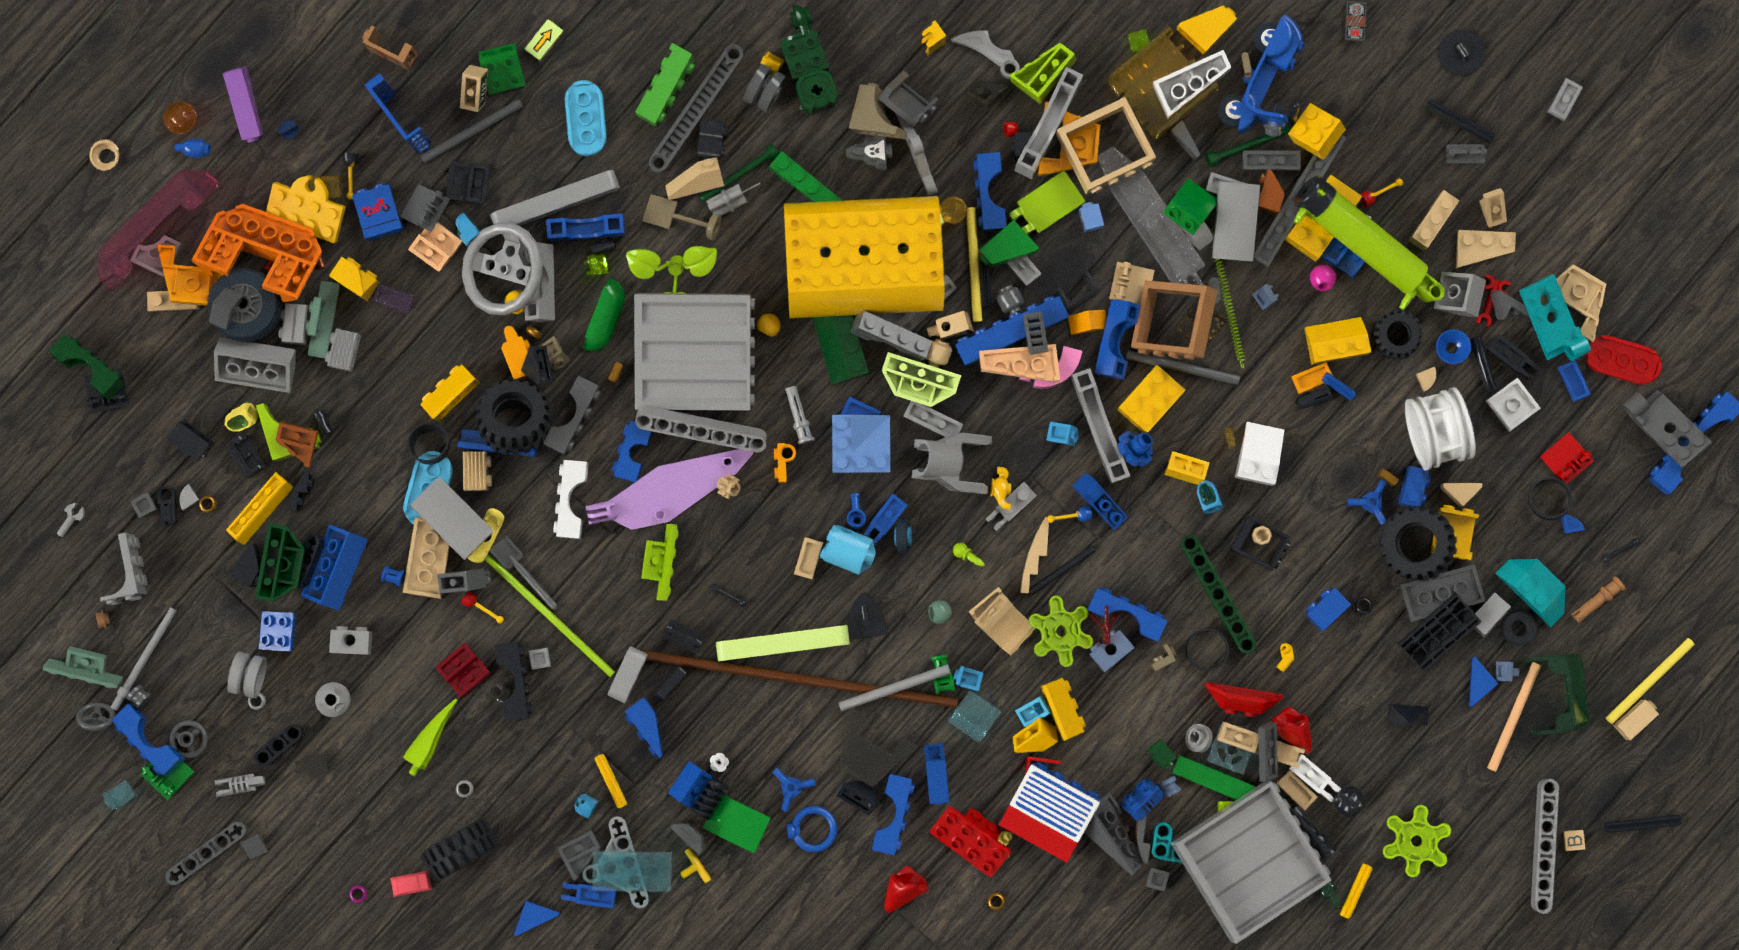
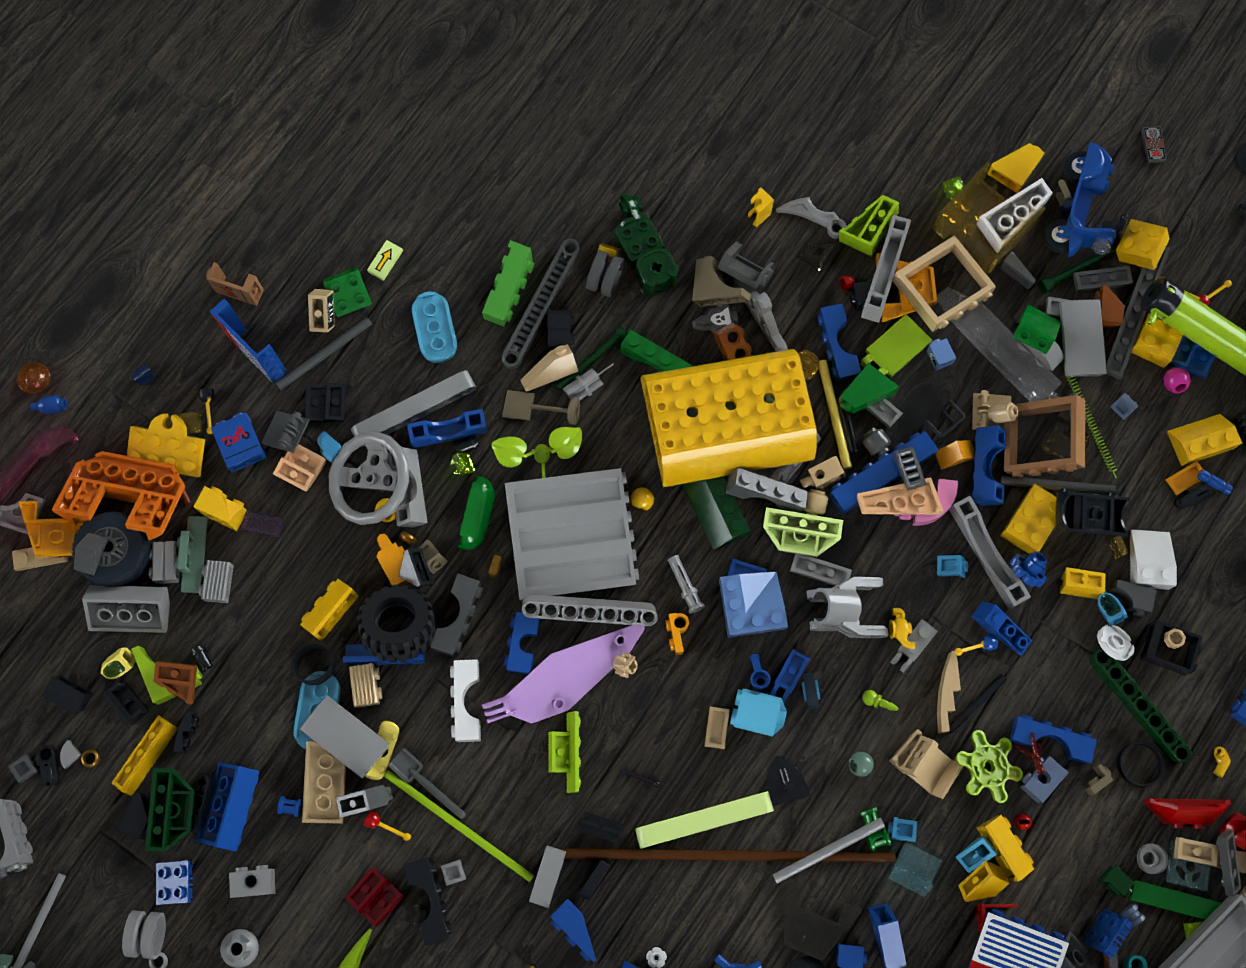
camera: 10 degrees left, 10 degrees down
(243, 103) = (95, 354): medium lavender slope -> none
(878, 182) = (729, 348): none -> dark orange brick
(1085, 683) = (1022, 826): none -> red hinge
(1139, 288) = (1003, 412): none -> tan brick
(1205, 402) = (1090, 513): none -> black piece
(1206, 530) = (1115, 642): none -> white tile
(1238, 490) = (1138, 598): none -> dark grey arch

